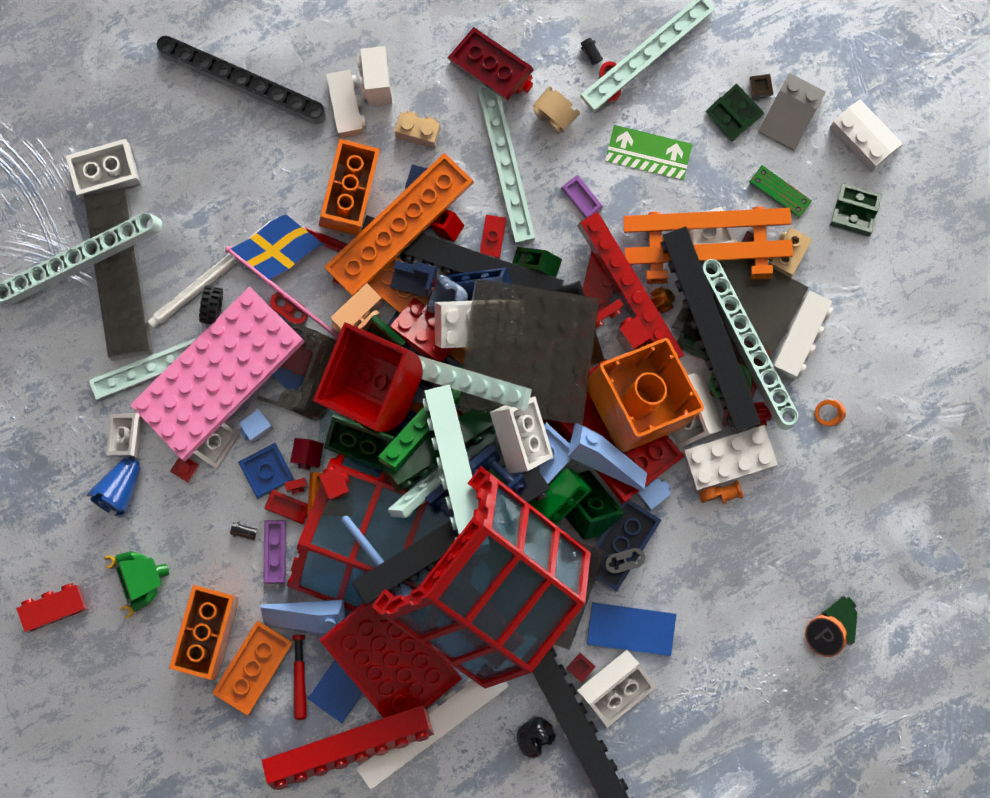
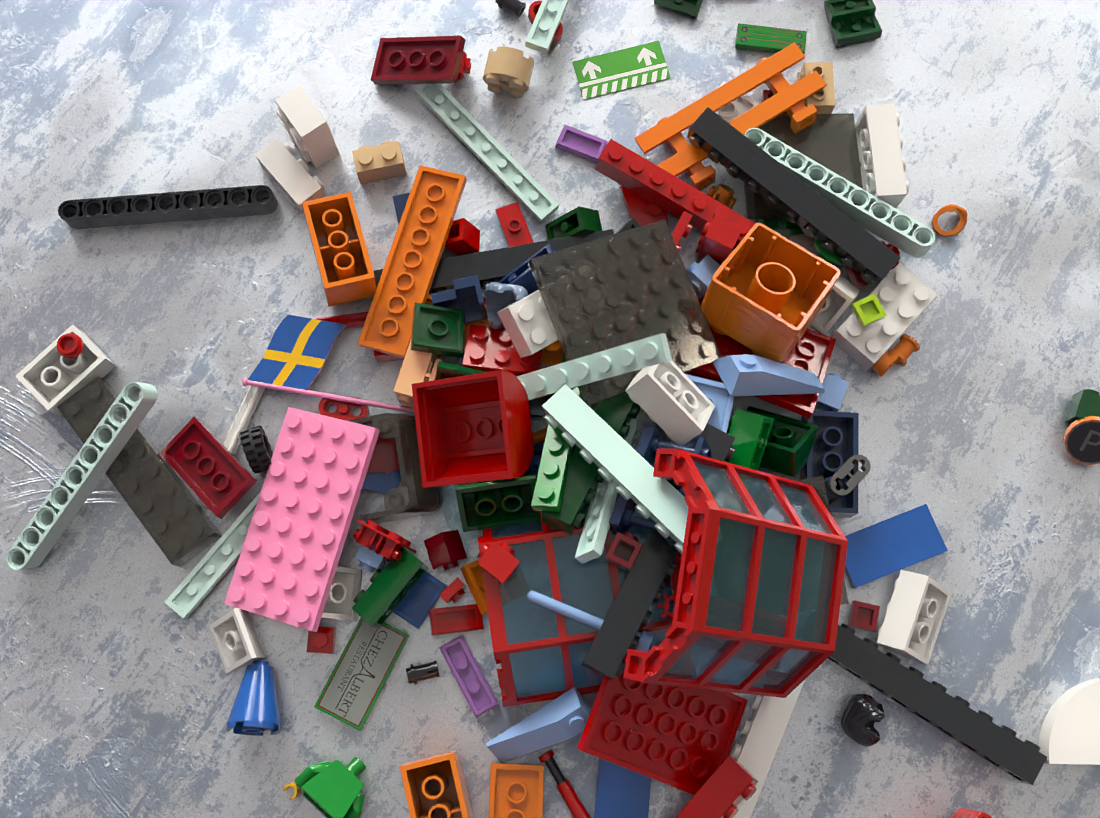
camera: 30 degrees left, 5 degrees down
(116, 155) = (70, 345): none -> red plate
(168, 298) = (208, 467): none -> dark red plate
(201, 506) = (361, 673): none -> light grey tile
(252, 457) = (388, 588): none -> dark green slope
(264, 421) = (382, 540): none -> red hinge
(387, 289) = (437, 330): none -> dark green tile
(424, 522) = (623, 550): none -> dark red brick
(607, 351) = (701, 274): none -> light blue brick
(713, 448) = (868, 310): none -> lime plate

